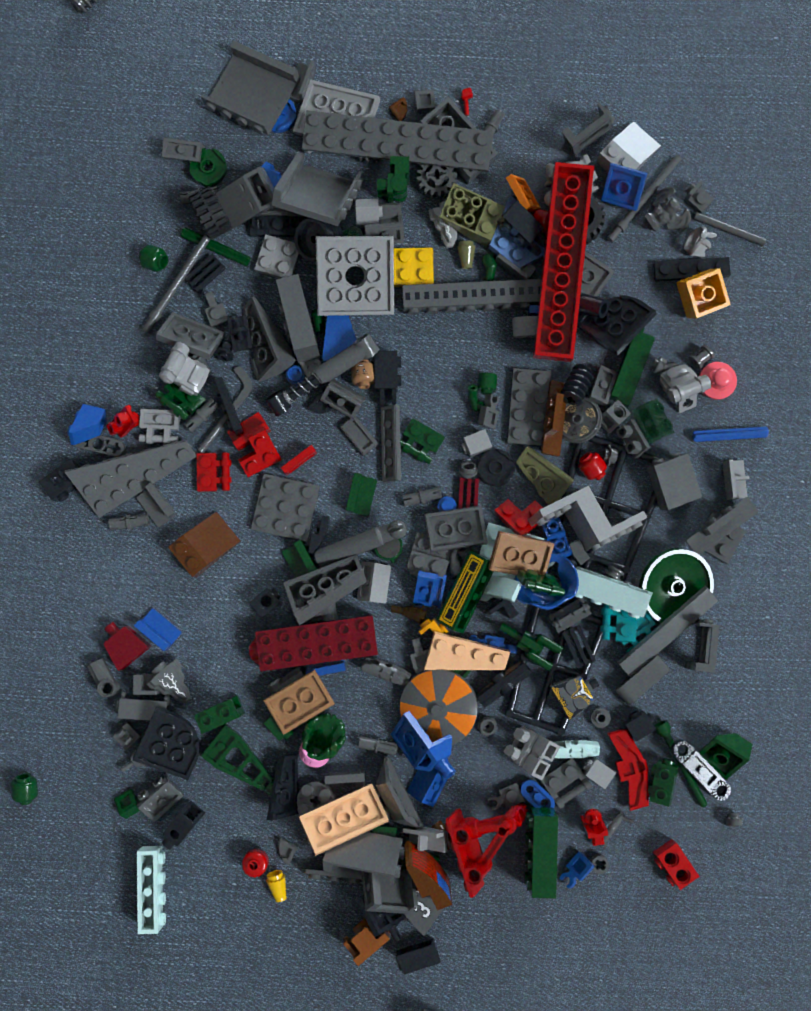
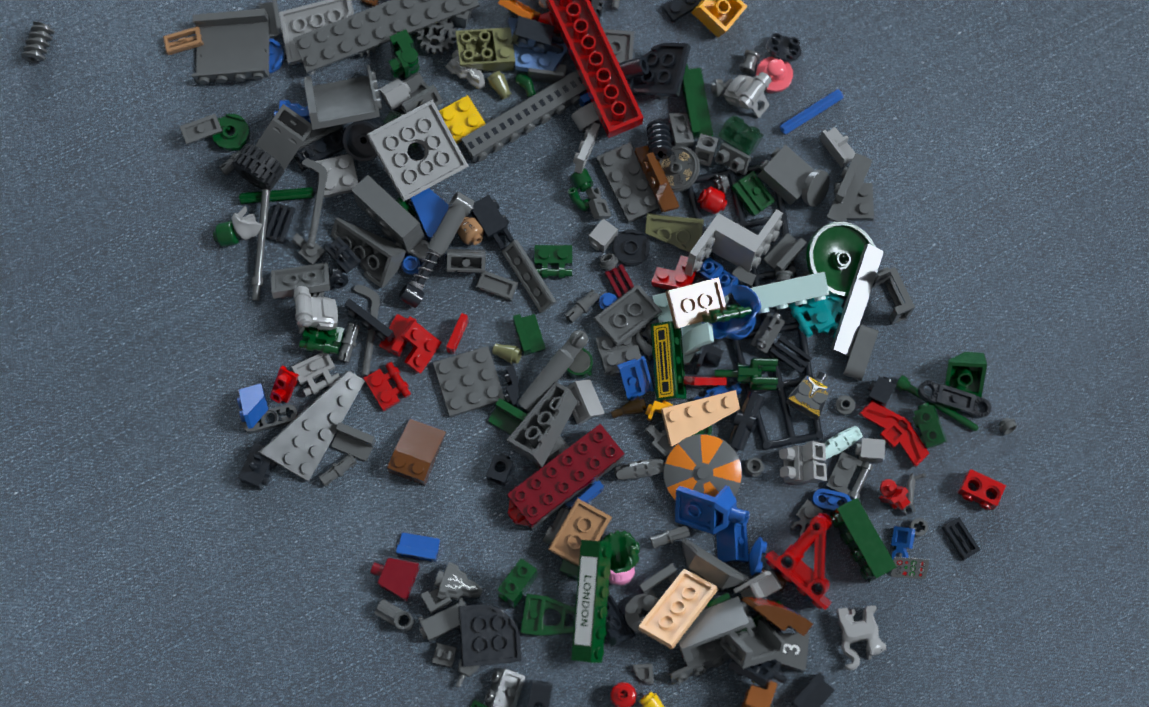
camera: 30 degrees left, 10 degrees down
(168, 262) = (245, 226): none -> light grey piece
(213, 63) = (183, 43): none -> medium nougat tile
(265, 248) = (321, 170): none -> dark grey piece
(272, 769) = (591, 601): none -> dark green brick
(318, 406) = (448, 279): black tile -> none
(333, 502) = (508, 352): none -> olive cone
(442, 807) = (755, 554): none -> blue dish
(487, 627) = (705, 380): none -> red tile
(492, 926) = (859, 631): none -> light grey animal
(507, 355) = (586, 147): none -> light grey plate
(571, 896) = (910, 568): none -> dark grey sticker
(628, 551) = (784, 252): none -> dark grey panel
(630, 878) = (954, 542): none -> black tile
(632, 481) = (753, 194): none -> dark green plate
(692, 508) = (816, 187): none -> dark grey tile
(740, 361) = (783, 47): none -> black dish

